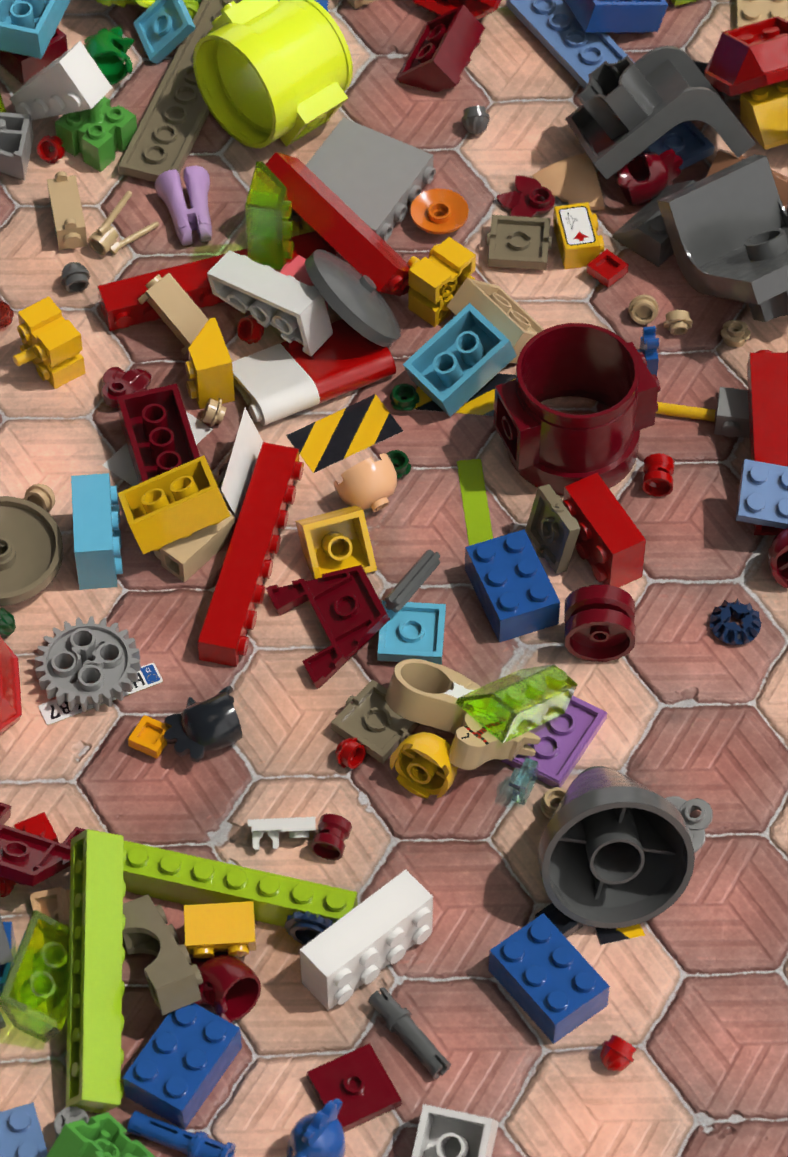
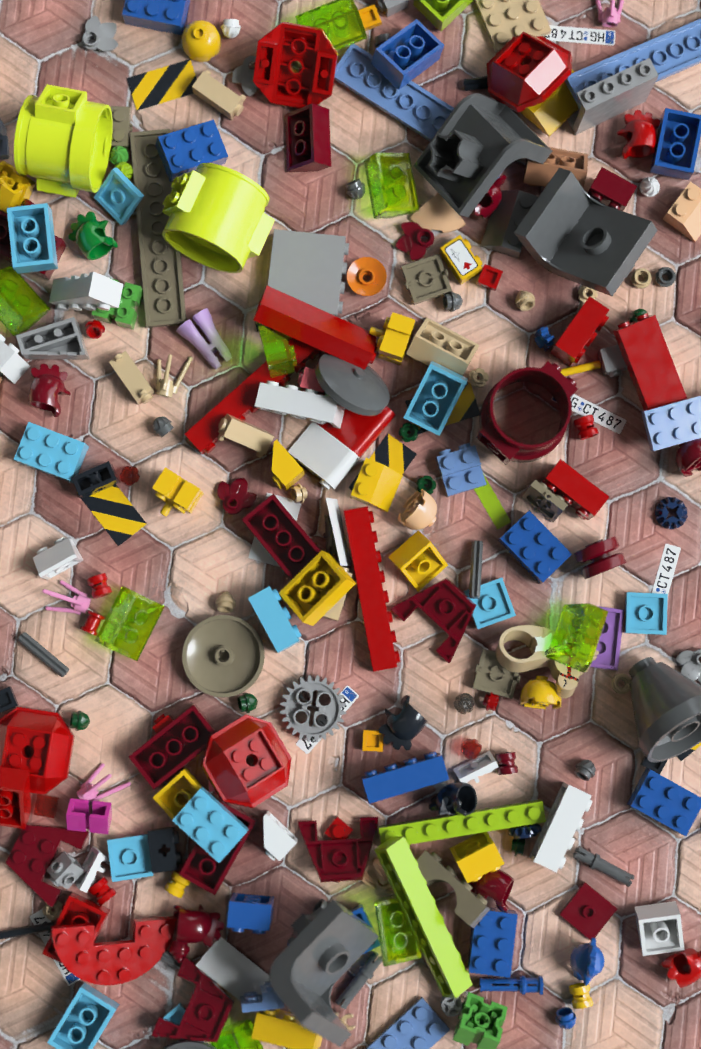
camera: 25 degrees left, 30 degrees up
(168, 788) = (404, 778): none -> blue brick
(228, 836) = (455, 800): none -> black piece
(250, 330) = (290, 422): red plate -> none
(289, 799) = (471, 748): none -> clear red plate
(290, 954) = (518, 846): none -> dark green plate
(309, 739) = (464, 703): none -> clear smoke plate
(325, 436) = (376, 485): none -> yellow slope
(445, 891) = (585, 770): none -> dark grey plate
(454, 463) = (460, 469): none -> medium blue plate
(524, 127) = (391, 185): none -> clear neon green slope
(524, 780) = (597, 678): clear light blue plate -> none
(542, 276) = (452, 301): none -> dark grey plate
(637, 727) = (646, 613): none -> medium azure plate
(678, 322) = (550, 302): tan plate -> none
(682, 706) = (666, 569): none -> white sticker
(683, 473) = (600, 415): none -> white sticker
(701, 357) = (580, 332): none -> red brick

